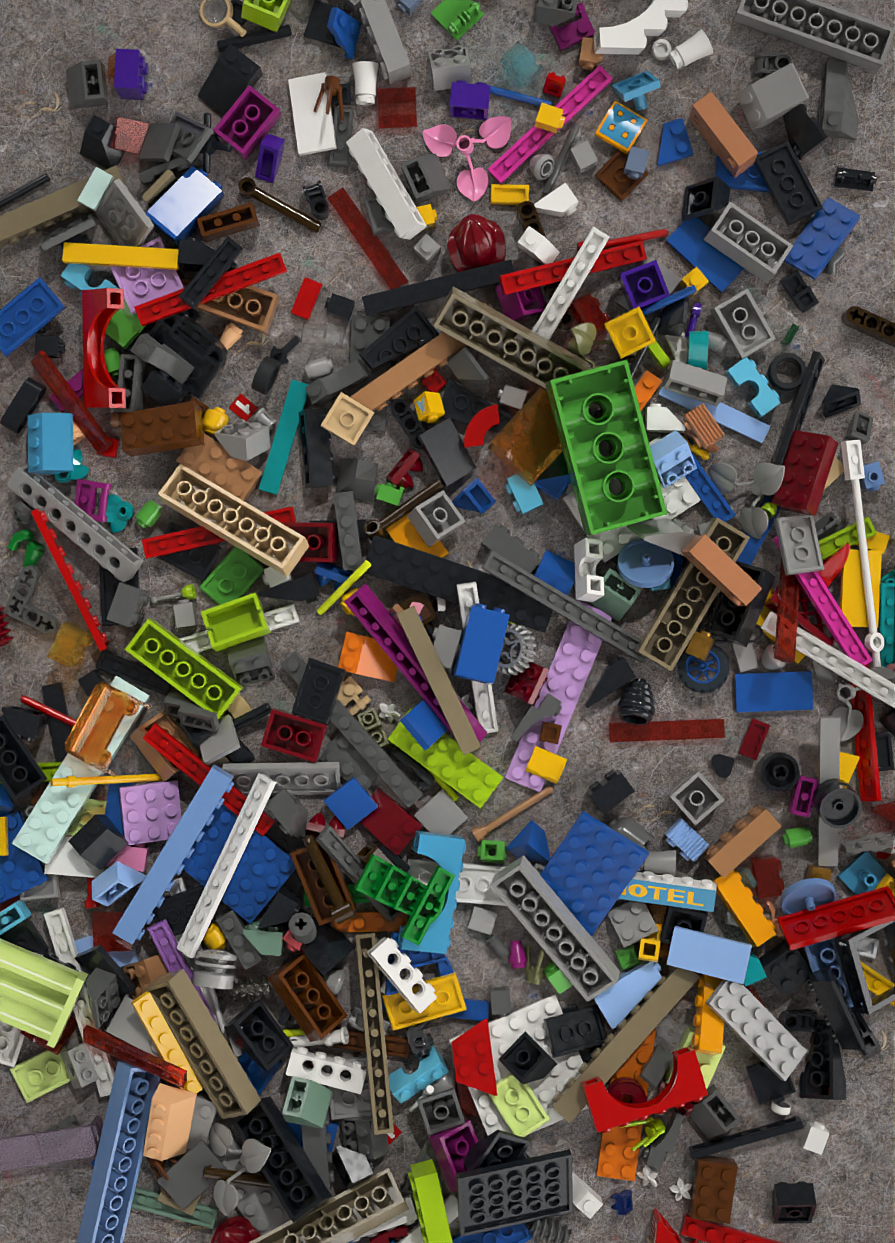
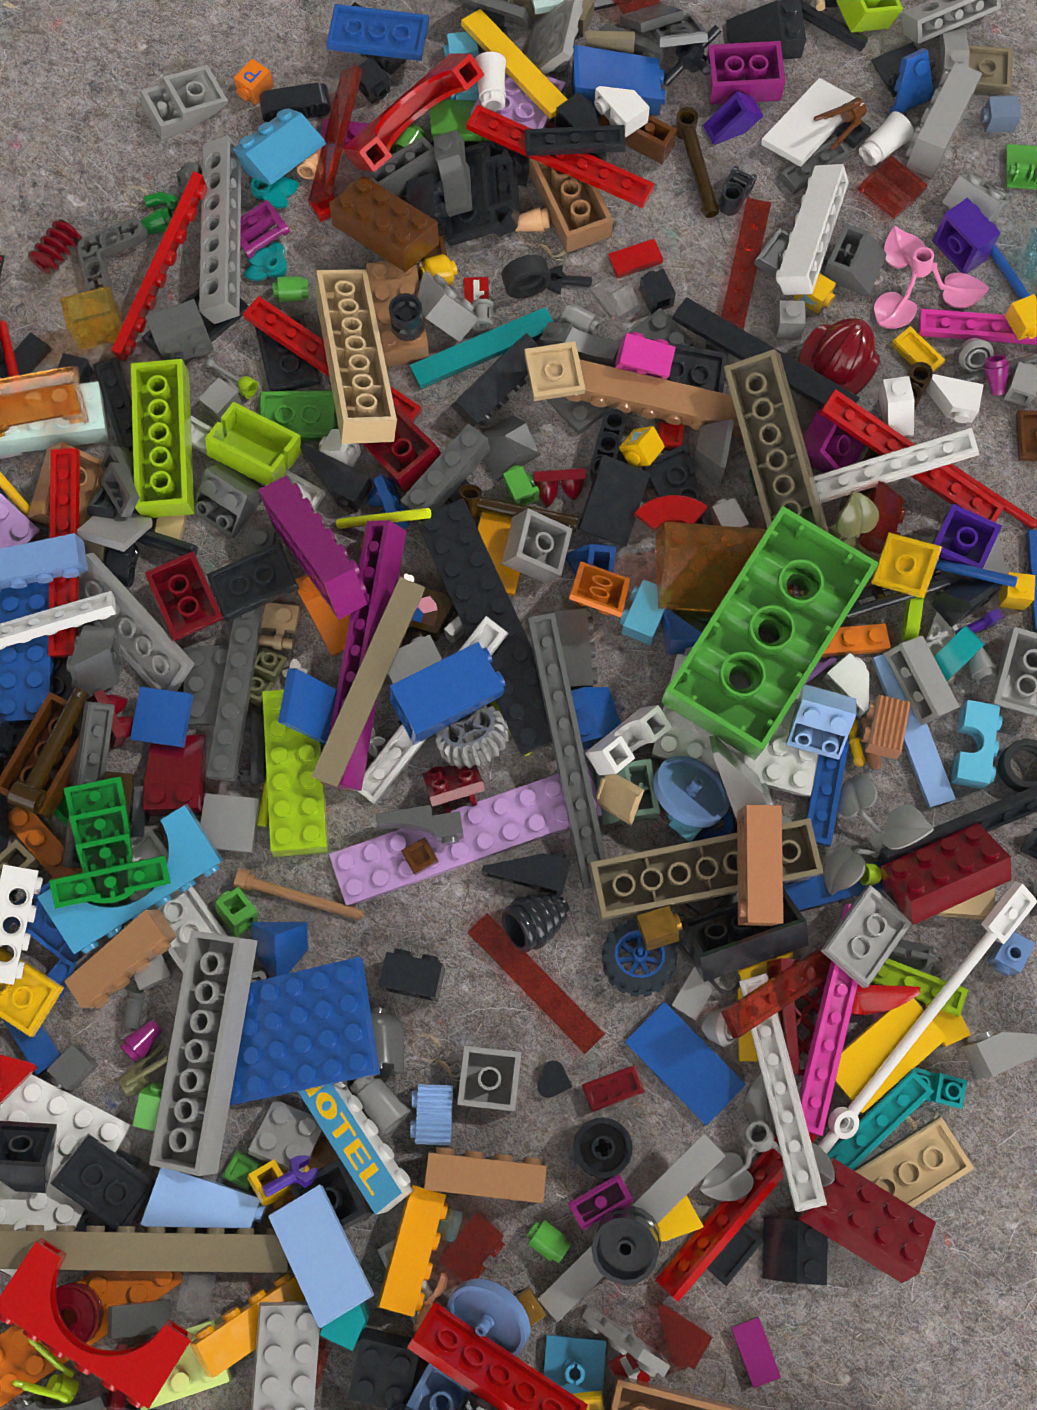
camera: 50 degrees right, 15 degrees down
(120, 279) = (492, 84): none -> white plant
(213, 224) = (622, 108): none -> white slope
(238, 471) = (406, 317): none -> black wheel
(332, 642) = (314, 547): none -> magenta brick
(382, 359) = (645, 355): none -> dark pink brick
(468, 931) = (120, 959): none -> medium nougat brick
(494, 511) = (599, 590): none -> orange slope
(546, 765) = (380, 883): yellow piece -> none
(563, 165) = (996, 372): none -> magenta cone
(614, 602) = (619, 797): none -> tan piece
(658, 935) = (293, 1176): none -> dark purple bar

